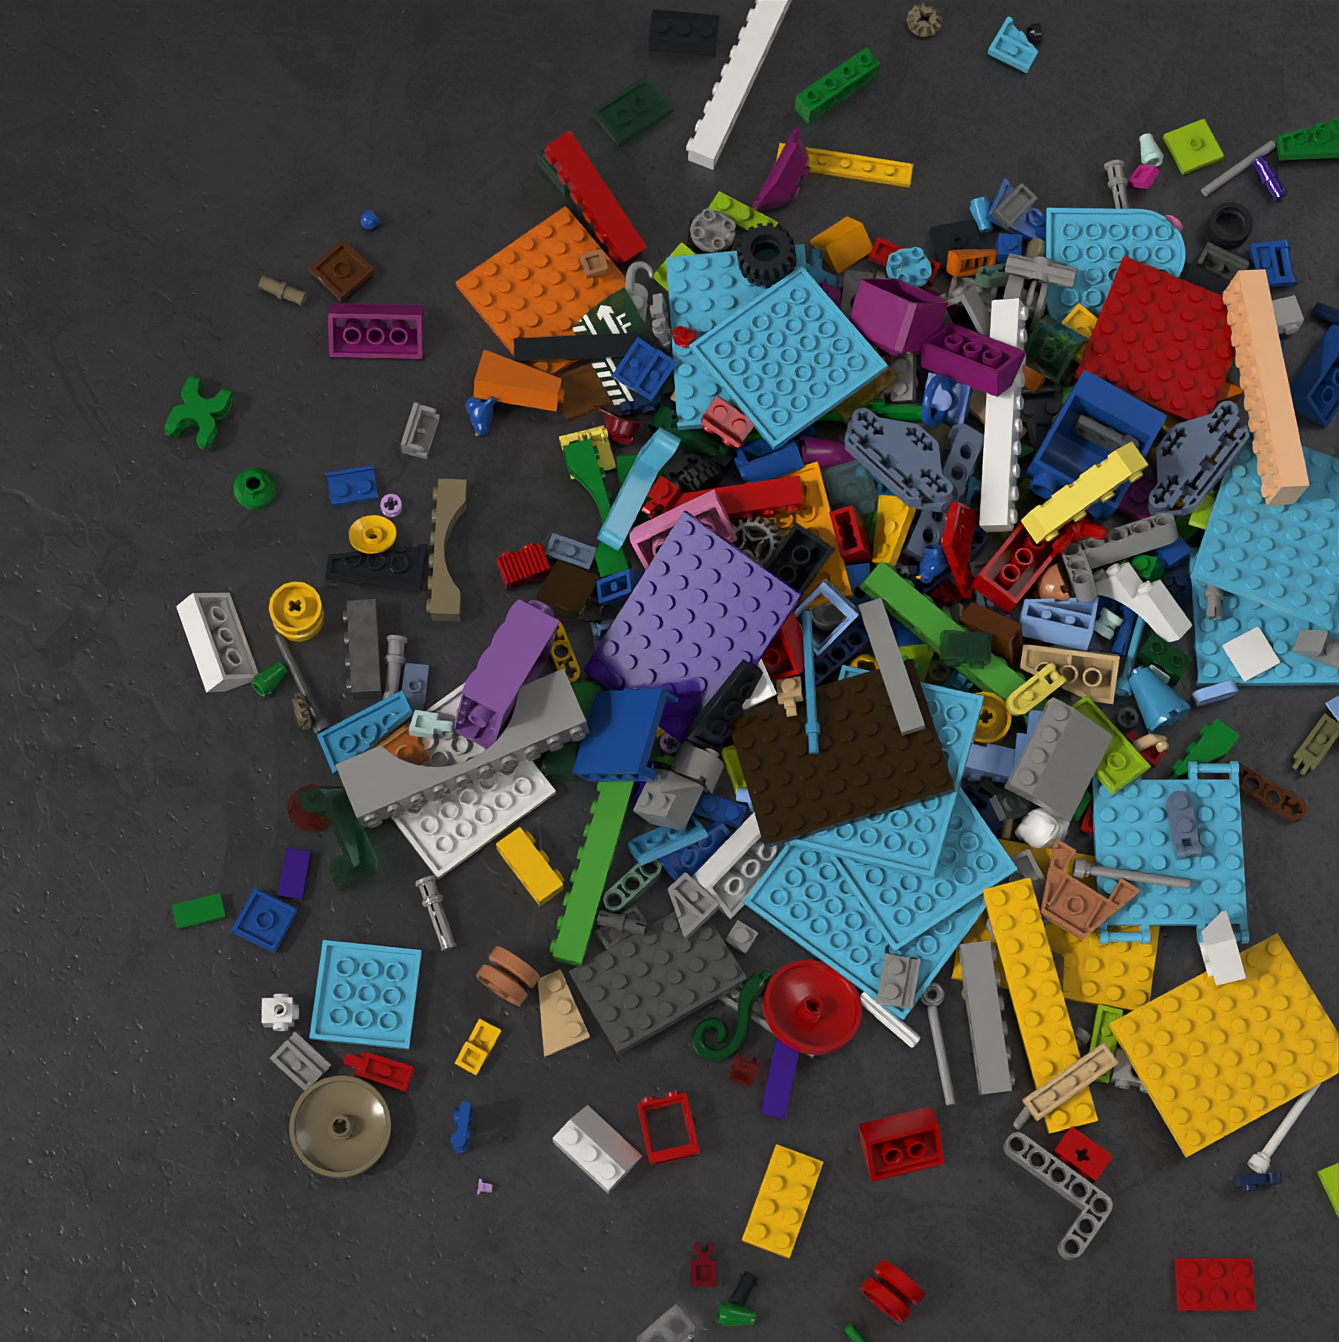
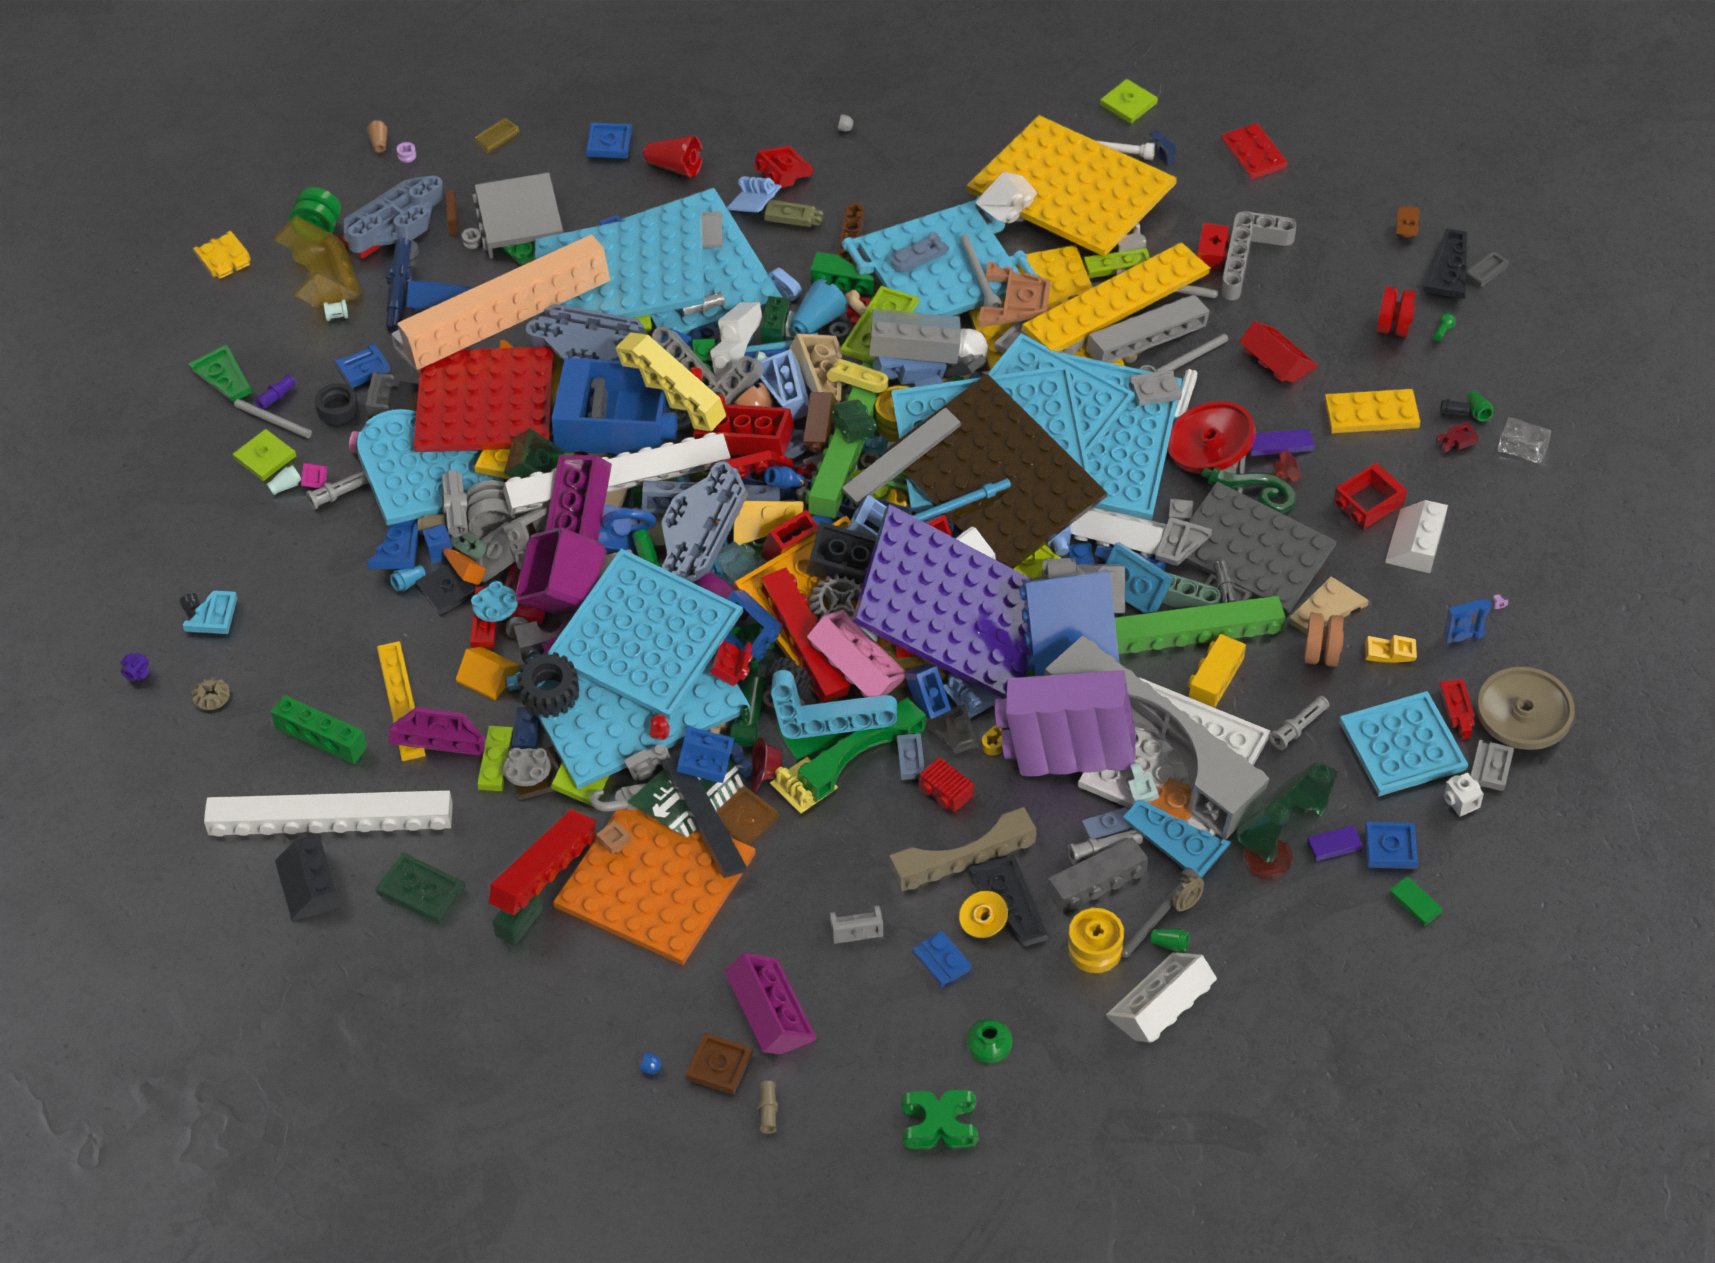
camera: 110 degrees left, 20 degrees down
(397, 508) = (945, 911): lavender bush -> none
(480, 414) = (812, 880): blue animal -> none
(516, 383) = (770, 858): orange slope -> none
(568, 588) = (949, 738): dark brown tile -> none
(662, 494) = (825, 689): red plate -> none
(718, 715) = (994, 551): black wing -> none
(789, 692) = (961, 522): tan plate -> none
(1014, 205) = (394, 545): dark grey tile -> none
(1070, 1081) = (1166, 259): tan tile -> none
(1251, 653) = (739, 270): white sticker -> none

